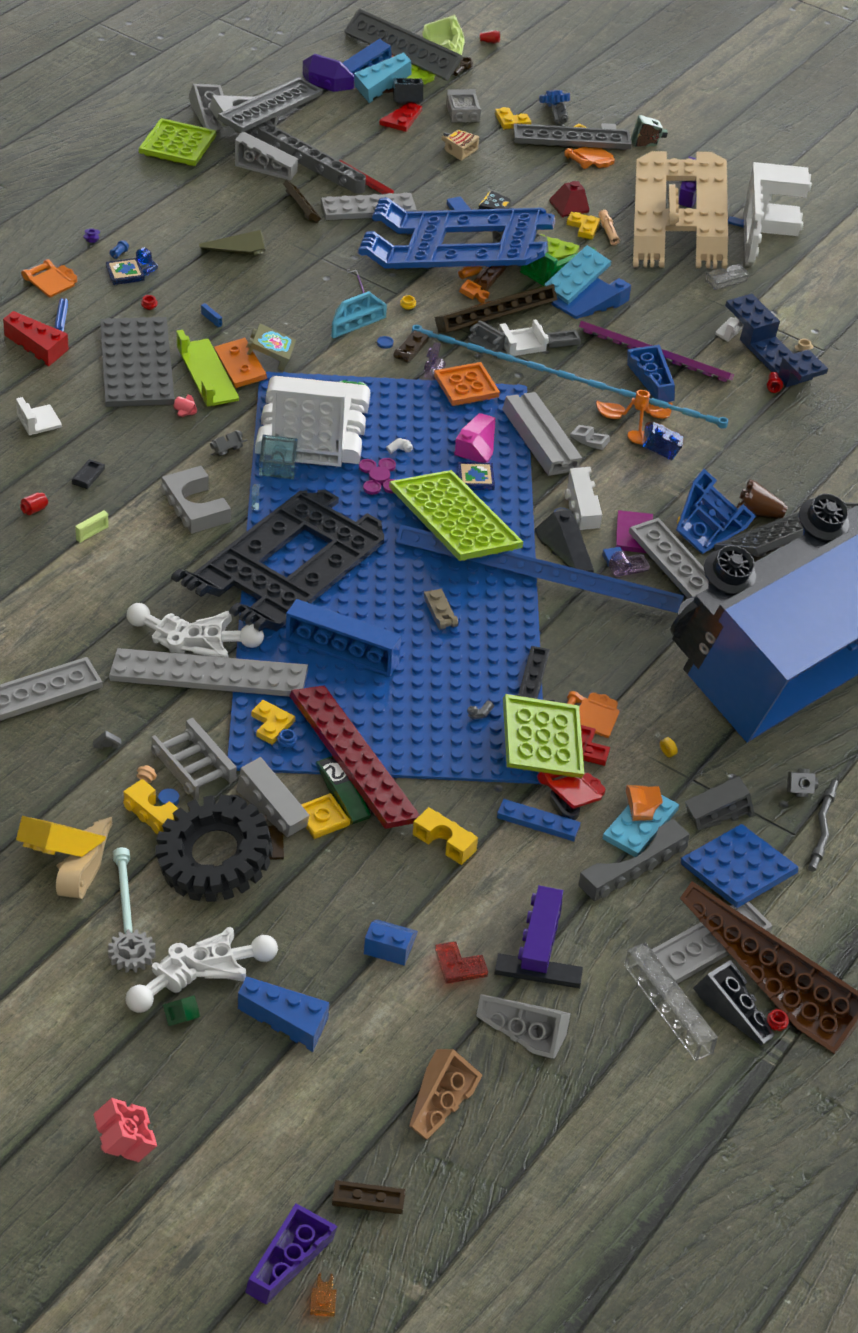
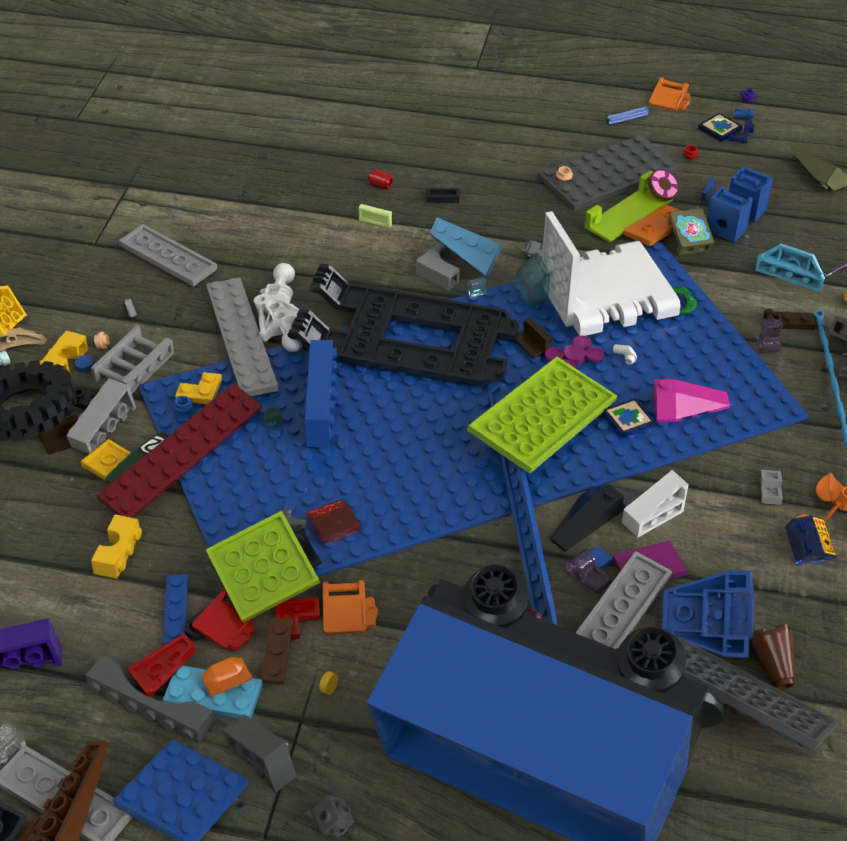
camera: 70 degrees right, 0 degrees up
(37, 337) = (580, 112): red wedge -> none
(37, 419) = (481, 146): white bracket -> none
(131, 383) = (564, 173): none -> light nougat plate
(185, 406) = (571, 214): coral piece -> none
(199, 333) = (663, 184): none -> tile
(206, 477) = (470, 247): none -> dark azure wedge
(259, 303) = (745, 201): none -> blue piece
(342, 683) = (272, 416): none -> plate
(348, 488) = (533, 339): none -> dark brown panel
(385, 342) = (781, 302): blue piece -> none
(440, 609) = (416, 451): dark tan plate -> none
(466, 383) = (759, 369): orange plate -> none
(494, 685) = (333, 521): none -> clear red tile
(534, 672) = (367, 544): black tile -> none
(541, 433) = (732, 444): light grey brick -> none
(601, 841) = (161, 664): none -> red wing
(621, 765) = (277, 651): none -> reddish brown plate

